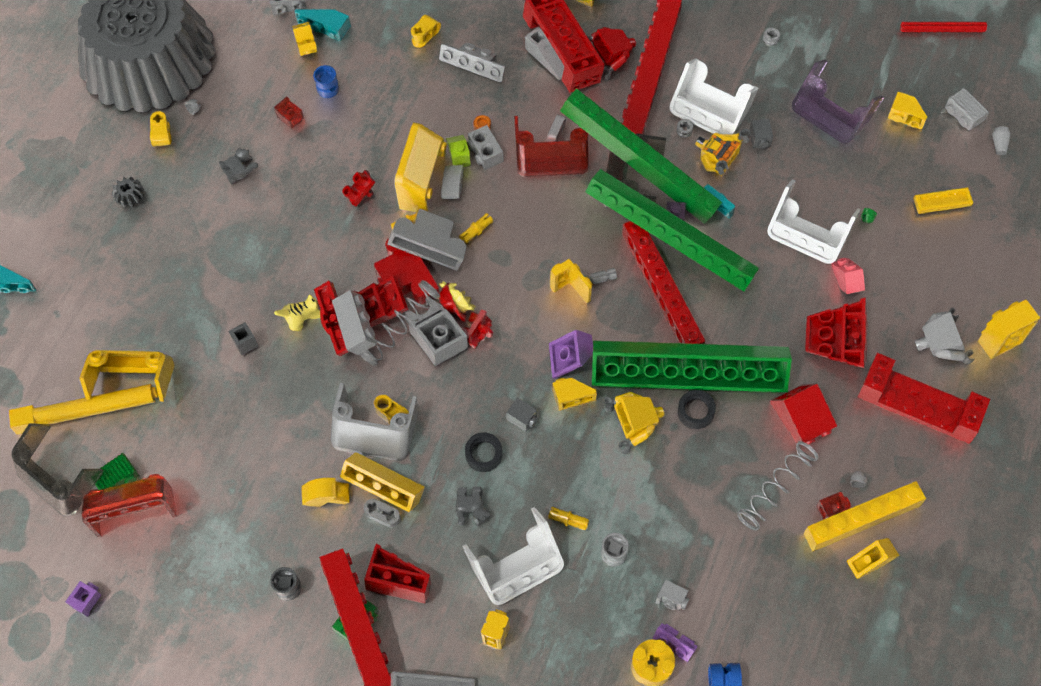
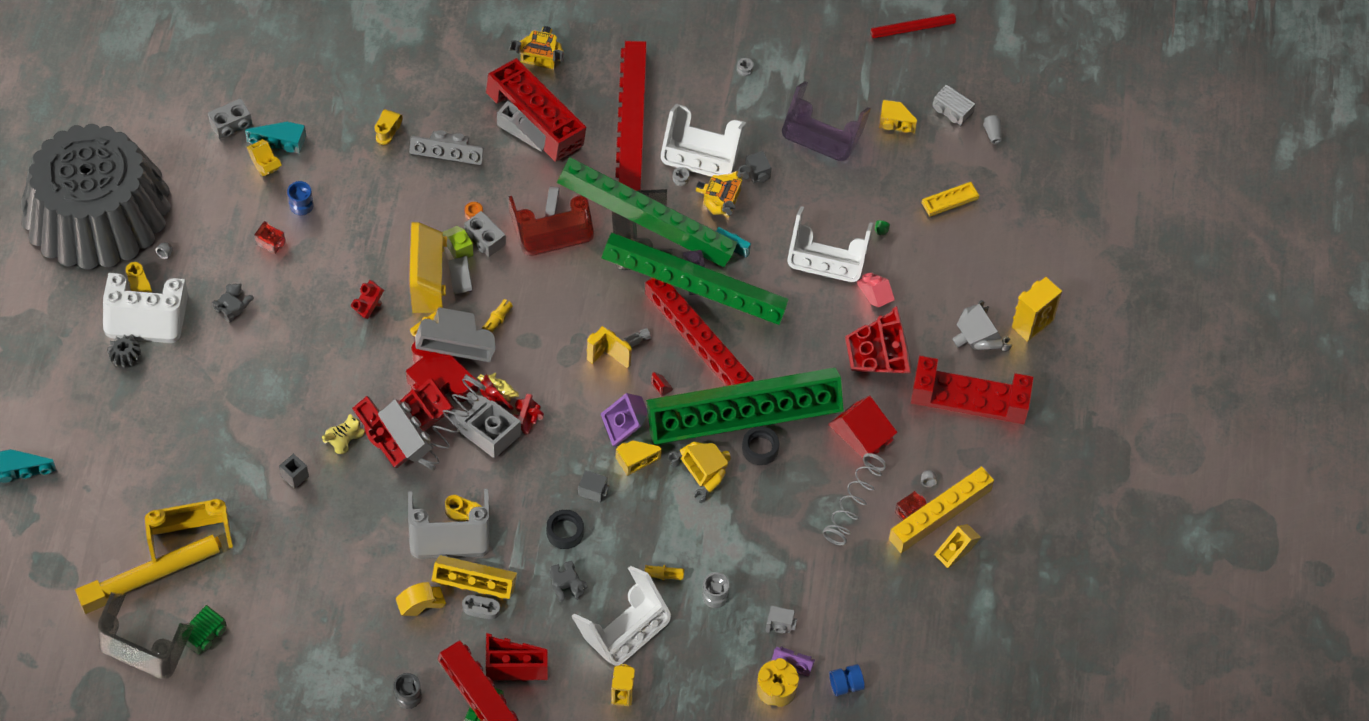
camera: 20 degrees left, 5 degrees down
(126, 499) = (227, 646): clear red windscreen -> none
(154, 161) = (144, 314): none -> white windscreen
(613, 48) = (588, 108): red torso -> none
(614, 326) = (660, 384): none -> red slope

